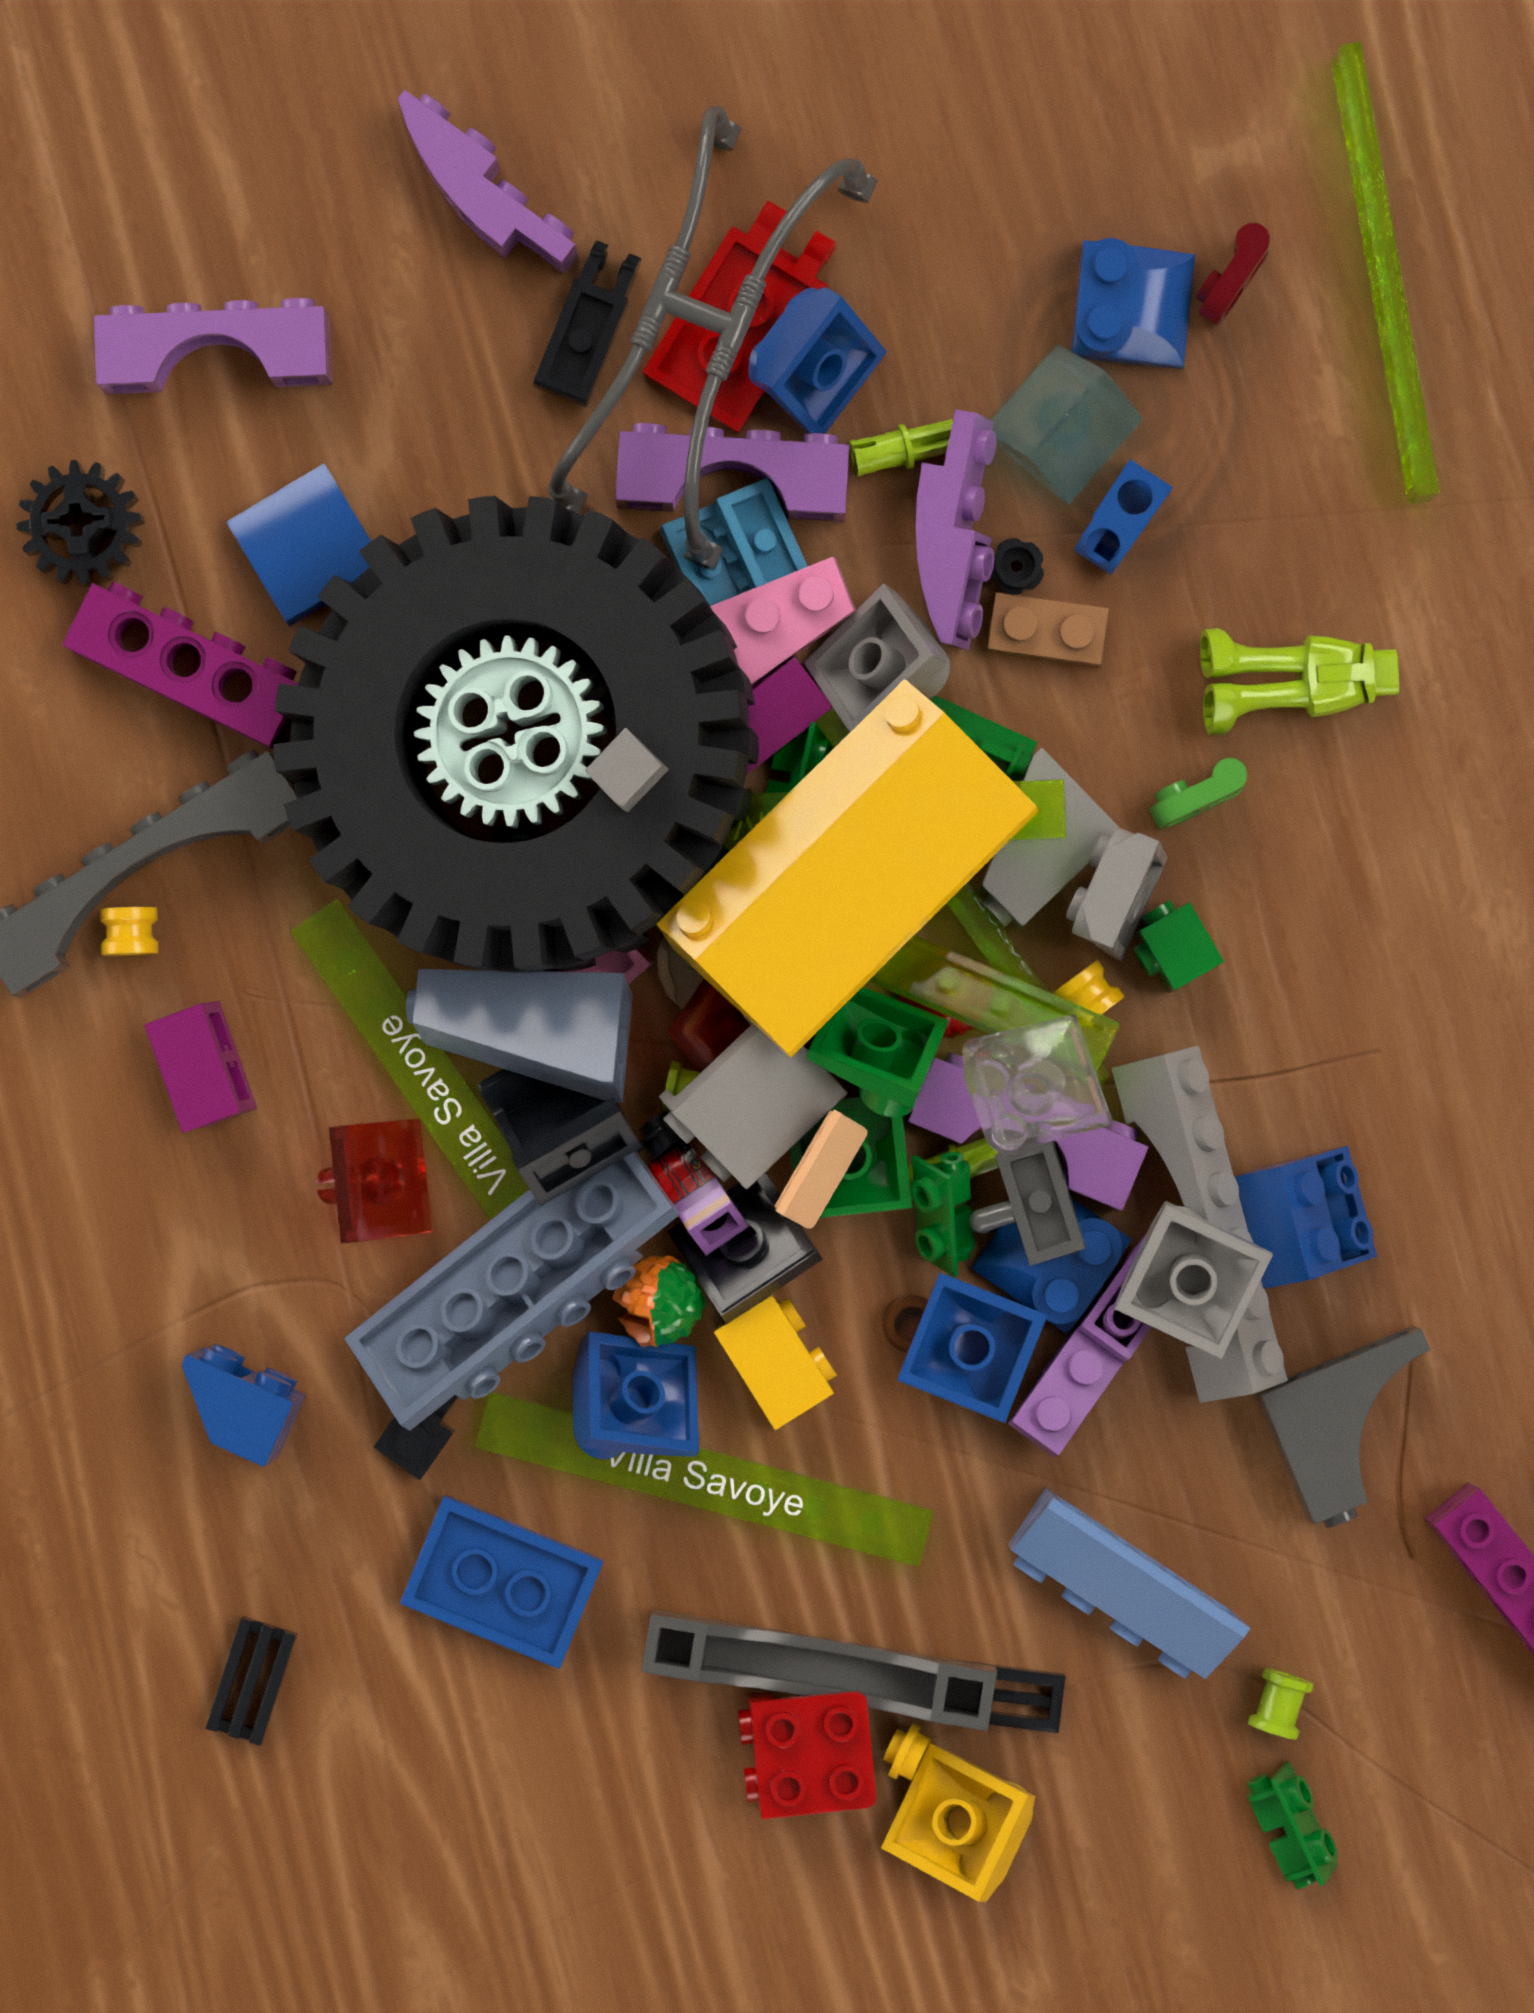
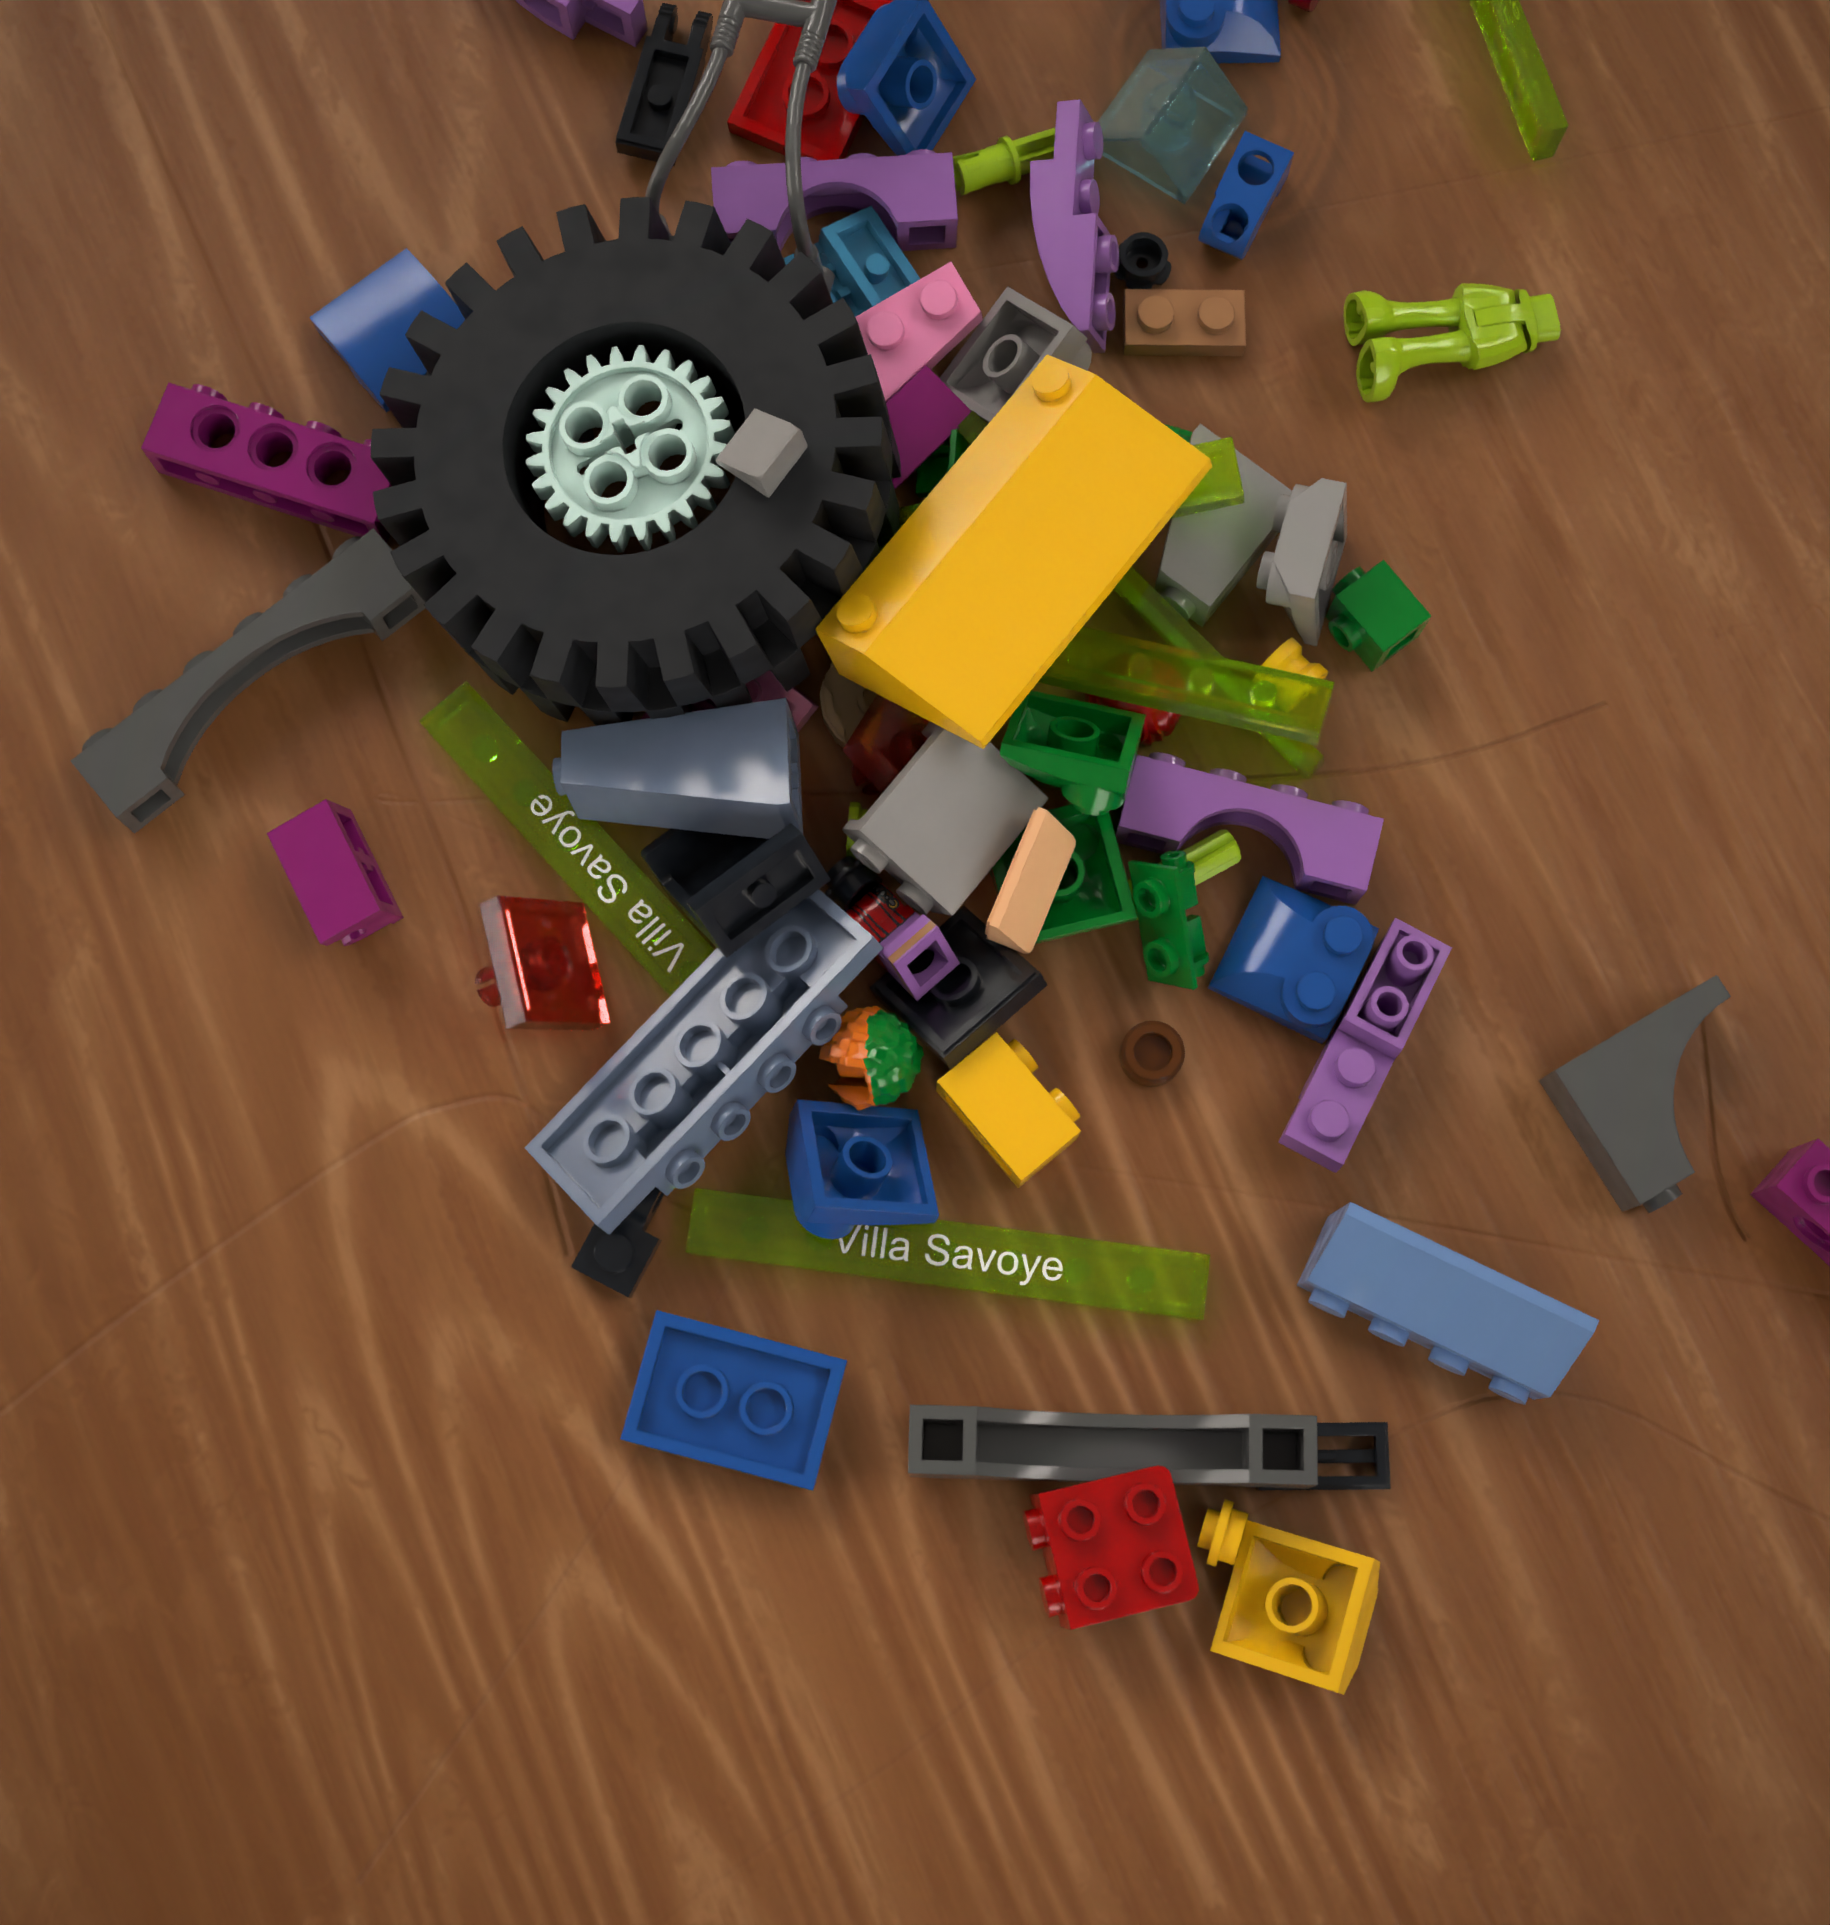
camera: 10 degrees left, 10 degrees down
(79, 499) = (148, 332): black gear -> none
(129, 931) = (242, 741): yellow wheel -> none
(141, 349) = (209, 154): medium lavender arch -> none
(236, 1727) = (431, 1567): black tile -> none
(240, 1407) = (416, 1235): blue slope -> none
(972, 1347) = (1226, 1062): blue slope -> none
(1034, 1085) = (1254, 757): clear slope -> none
(1038, 1205) = (1273, 891): dark grey plate -> none
(1177, 1112) = (1513, 1013): light grey arch -> none
(1179, 802) = (1379, 457): bright green plate -> none
(1192, 1279) = (1464, 939): light grey slope -> none
(1280, 1703) = (1635, 1418): lime bush -> none
(1306, 1849) = (1692, 1583): green hinge -> none
(1307, 1216) = (1559, 879): blue slope -> none

